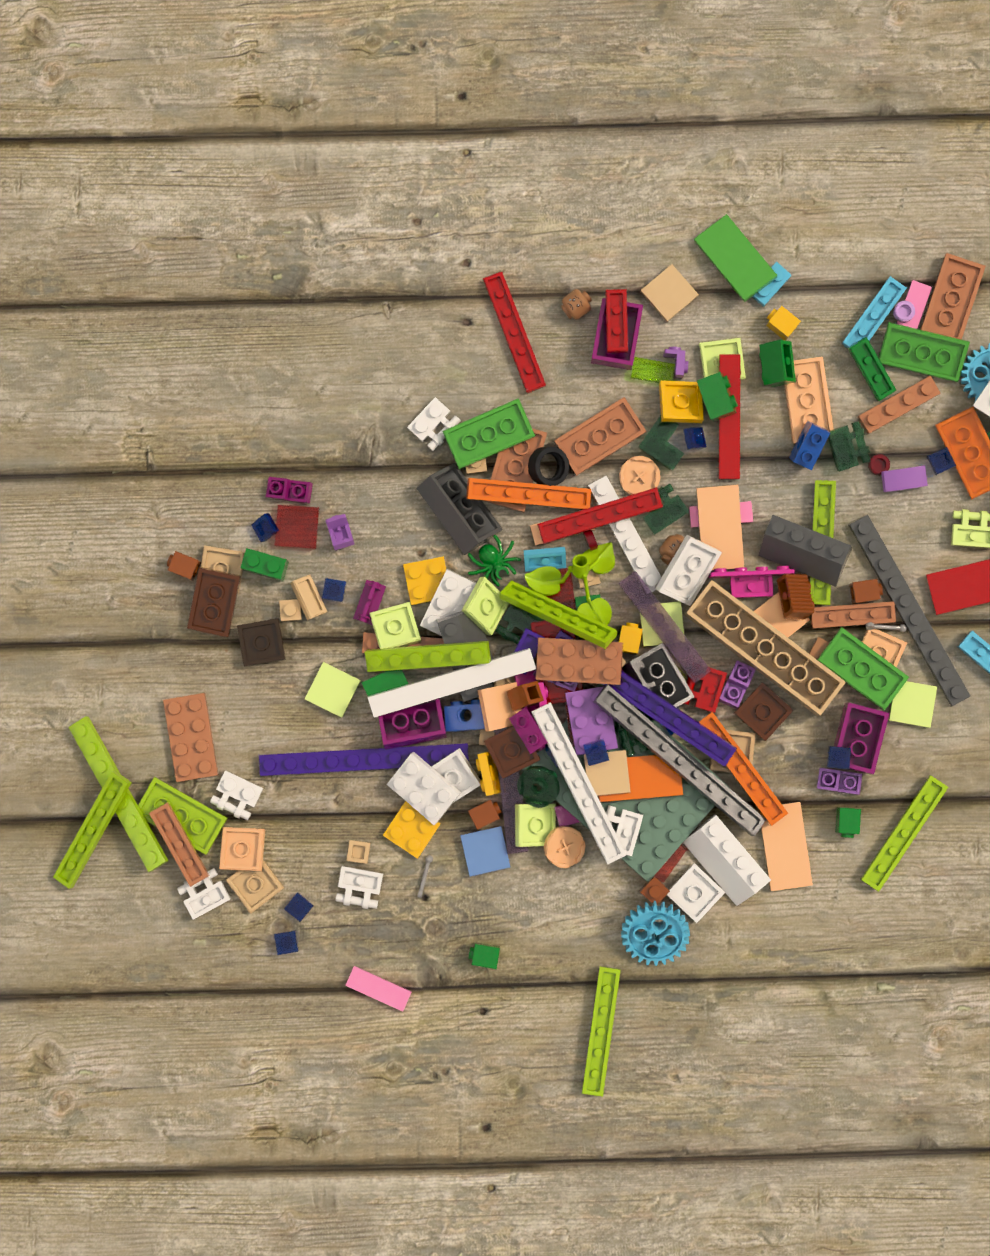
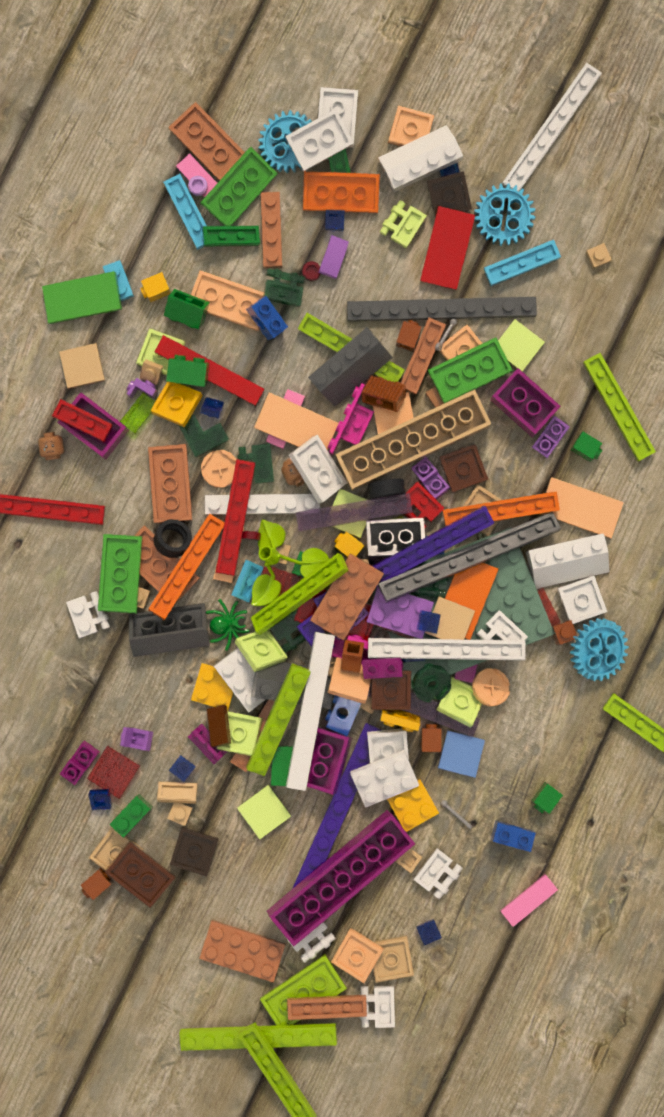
camera: 65 degrees left, 0 degrees up
(286, 942) = (453, 957): clear blue plate -> none
(308, 794) = (340, 877): none -> magenta brick
(392, 603) = (218, 726): none -> reddish brown tile
(432, 941) = (513, 836): none -> blue brick
(698, 361) = (151, 371): none -> tan plate
(704, 646) = (386, 488): none -> black tyre
(839, 757) = (533, 427): clear blue plate -> none

